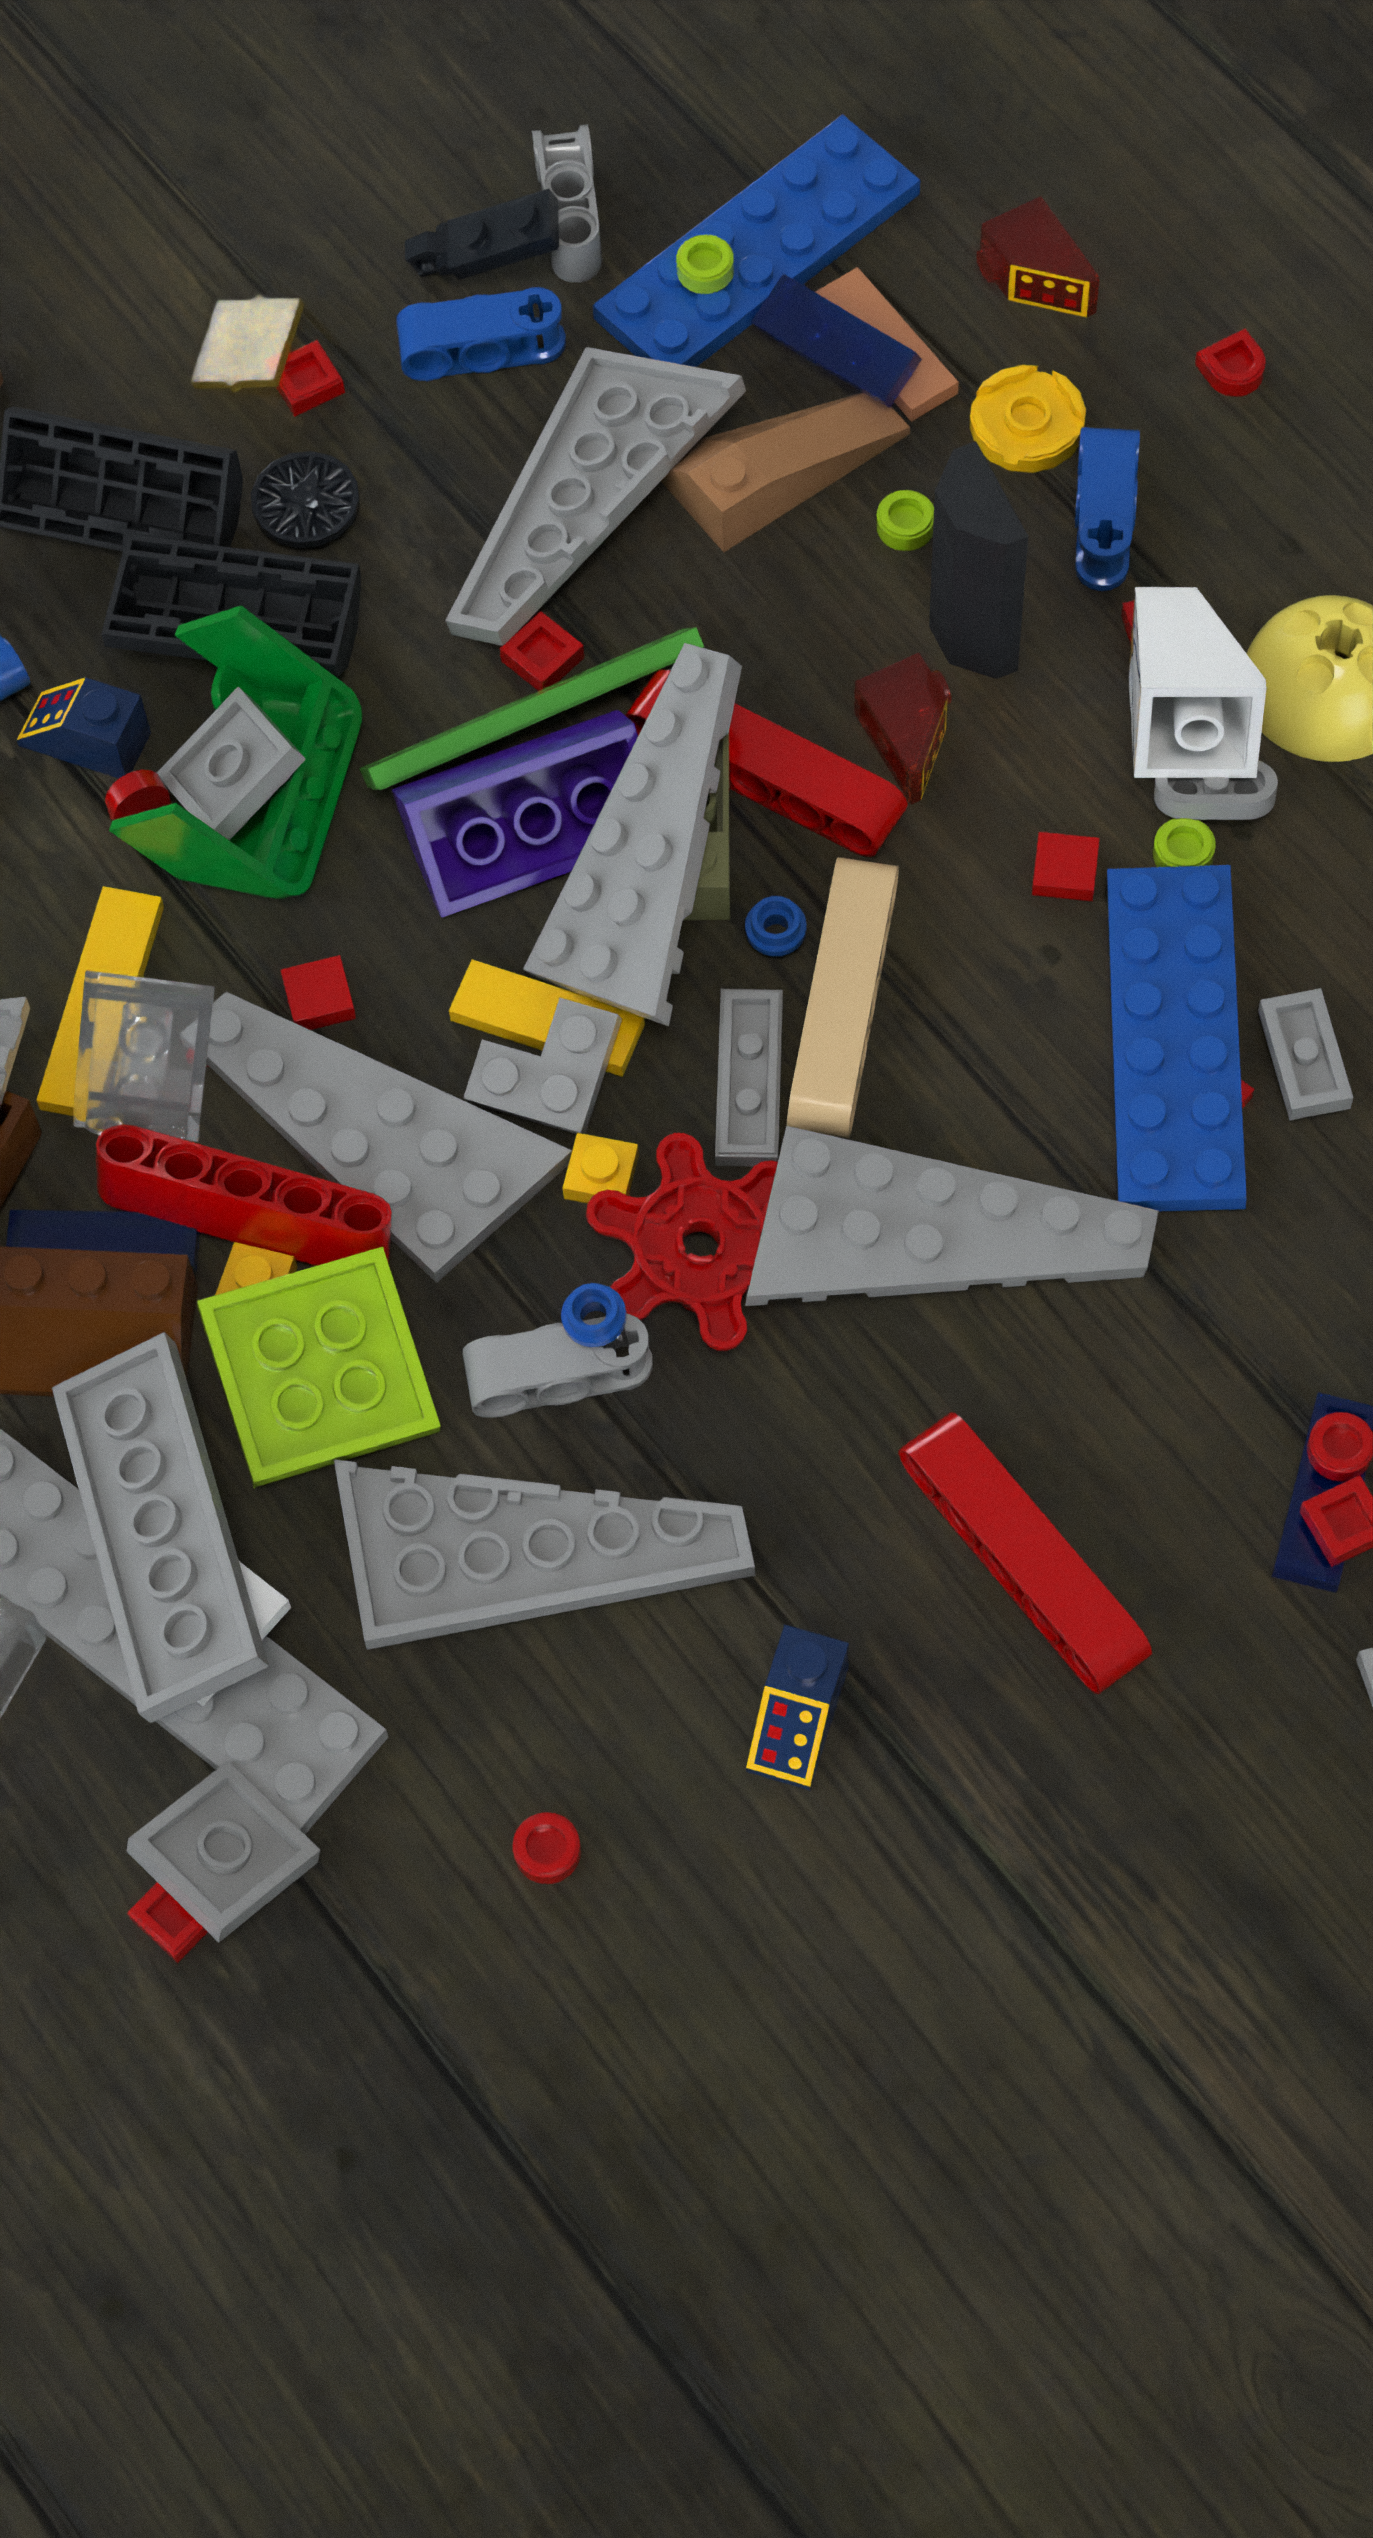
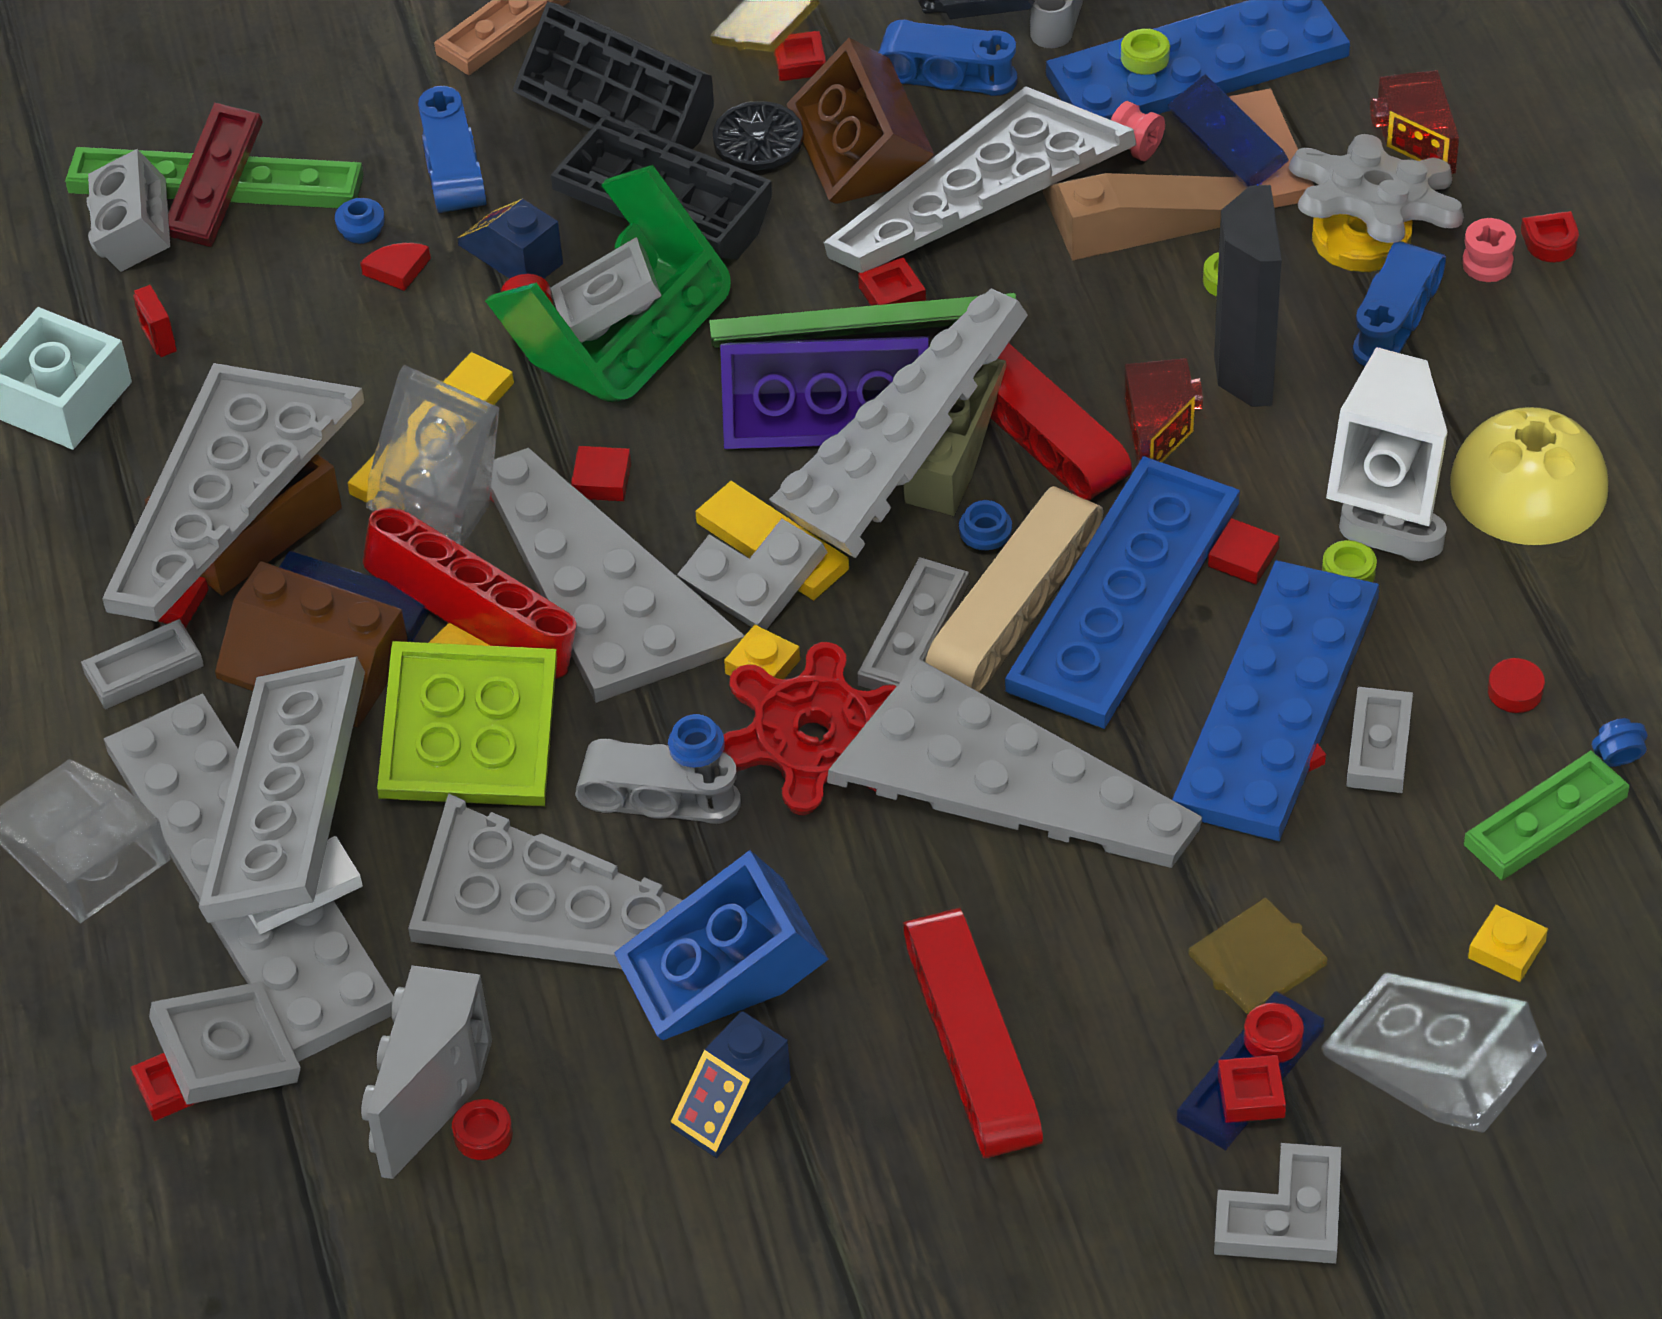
camera: 20 degrees right, 15 degrees down
(419, 454) = (859, 124): none -> reddish brown slope
(470, 1778) = (426, 1063): none -> light grey slope
(727, 1559) = (721, 949): none -> blue slope
(736, 360) = (1147, 128): none -> coral wheel
(960, 961) = (1122, 592): none -> blue plate
(1048, 388) = (1353, 187): none -> light grey plate
(1176, 419) = (1489, 250): none -> coral wheel
(1278, 1354) = (1257, 955): none -> clear yellow piece

